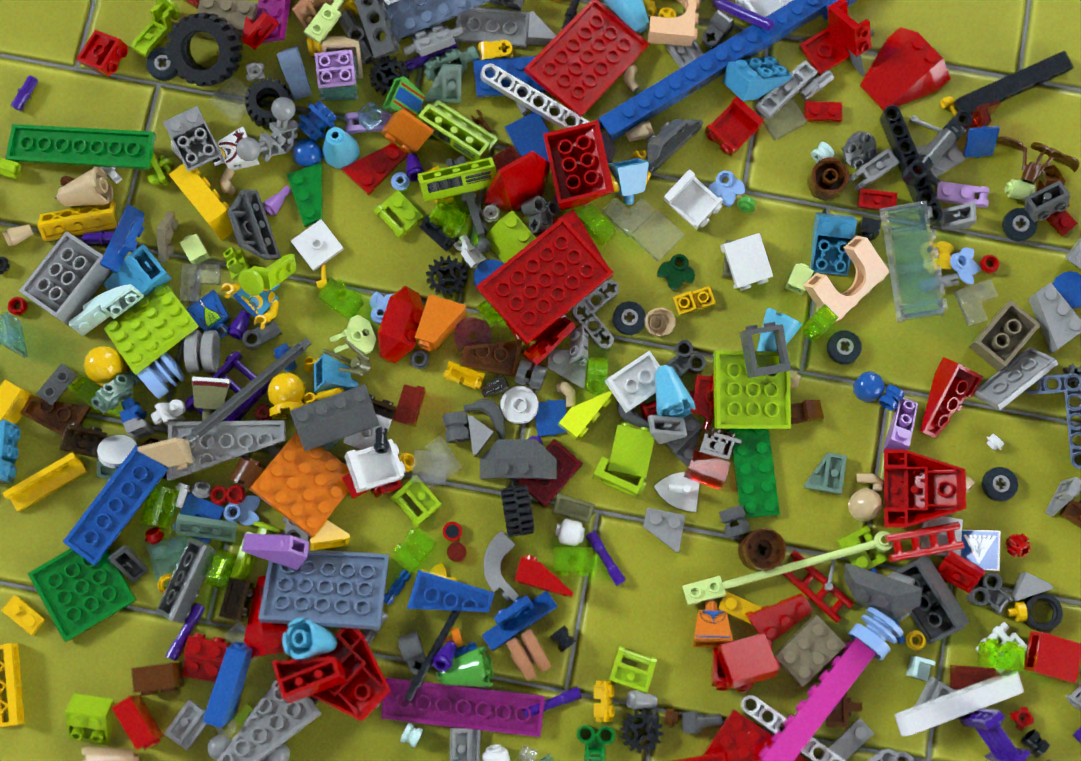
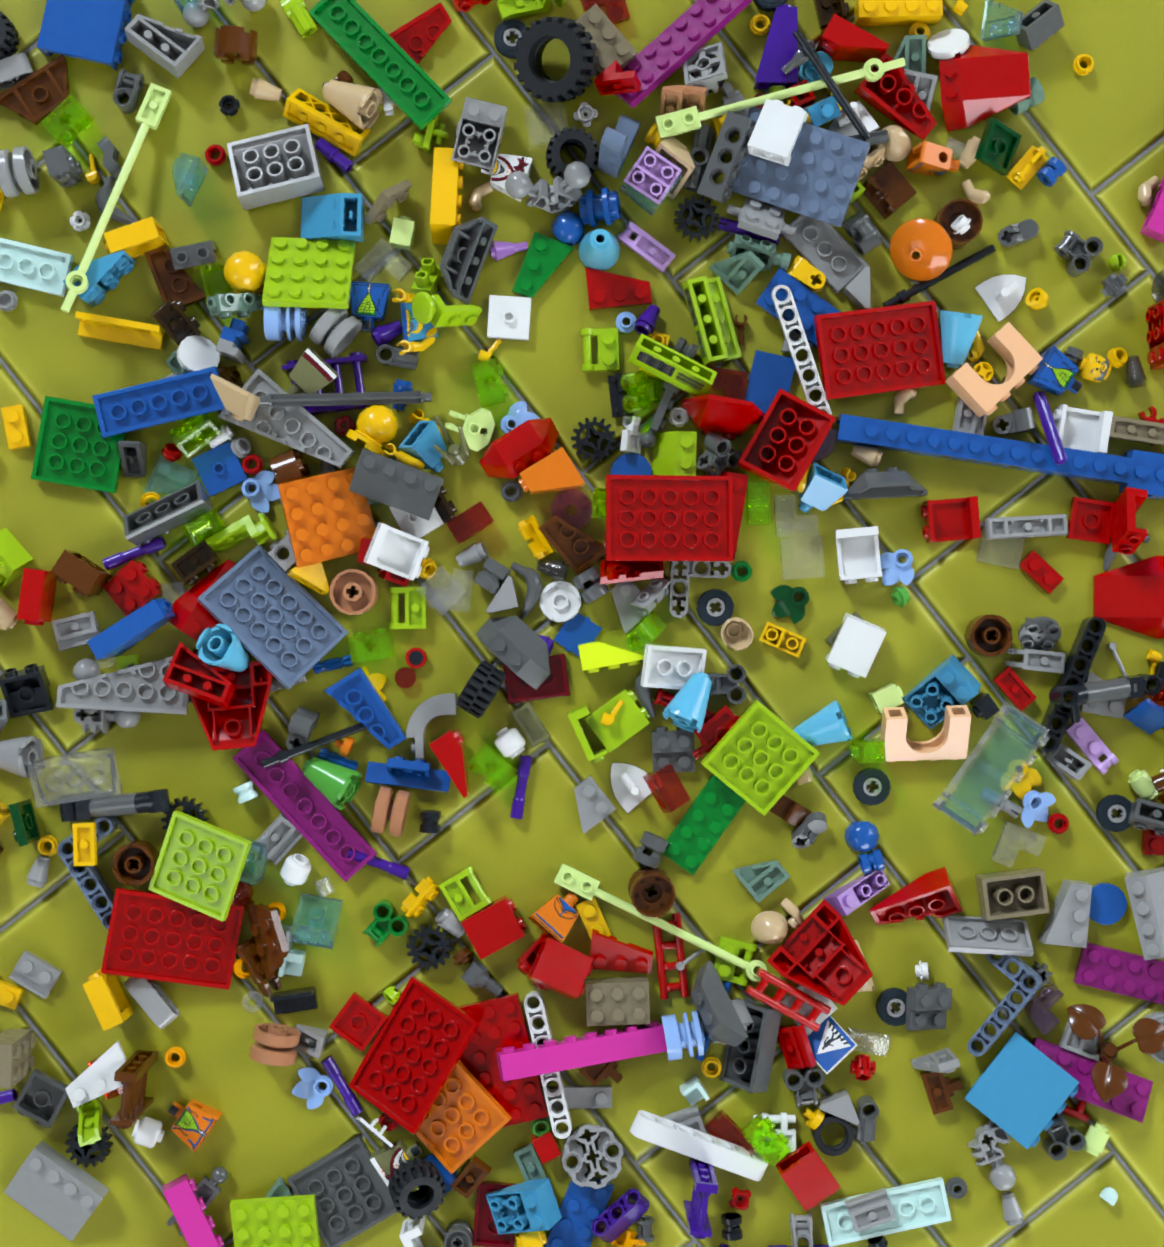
camera: 50 degrees right, 10 degrees up
(97, 107) = (422, 32): none -> red wing
(107, 304) = (286, 219): light aqua slope -> none
(123, 238) = (350, 173): blue bracket -> none
(169, 412) = (266, 359): white hips -> none
(206, 528) = (218, 483): sand green plate -> none
(236, 494) = (265, 476): red plate -> none
(277, 548) = (260, 553): medium lavender slope -> none
(360, 513) = (342, 588): none -> nougat wheel
(370, 116) = (648, 242): clear light blue slope -> none
(381, 445) = (415, 540): black pin -> none
(404, 96) = (689, 253): torso -> none
(406, 131) = (666, 284): orange slope -> none
(430, 425) = (473, 554): none -> light grey cone
(444, 658) = (322, 755): dark purple cone -> none
(569, 392) = (610, 625): tan arm -> none
(624, 454) = (607, 719): none -> yellow hand
(625, 273) = (748, 571): none -> green plate
(666, 428) = (661, 728): light grey slope -> none
(674, 674) = (494, 927): none -> red brick
(716, 443) = (693, 774): bracket -> none
(749, 352) = (773, 744): dark grey window -> none
(755, 77) = (1009, 493): dark azure slope -> none
(816, 85) = (1056, 544): light grey axle -> none
(823, 151) = (1005, 608): light aqua wheel -> none
(830, 415) = (809, 830): none -> dark grey piece
(1007, 523) = (870, 1042): none -> clear slope
(1021, 462) = (927, 1006): none -> dark grey plate
(1060, 585) = (867, 1126): none -> dark grey piece

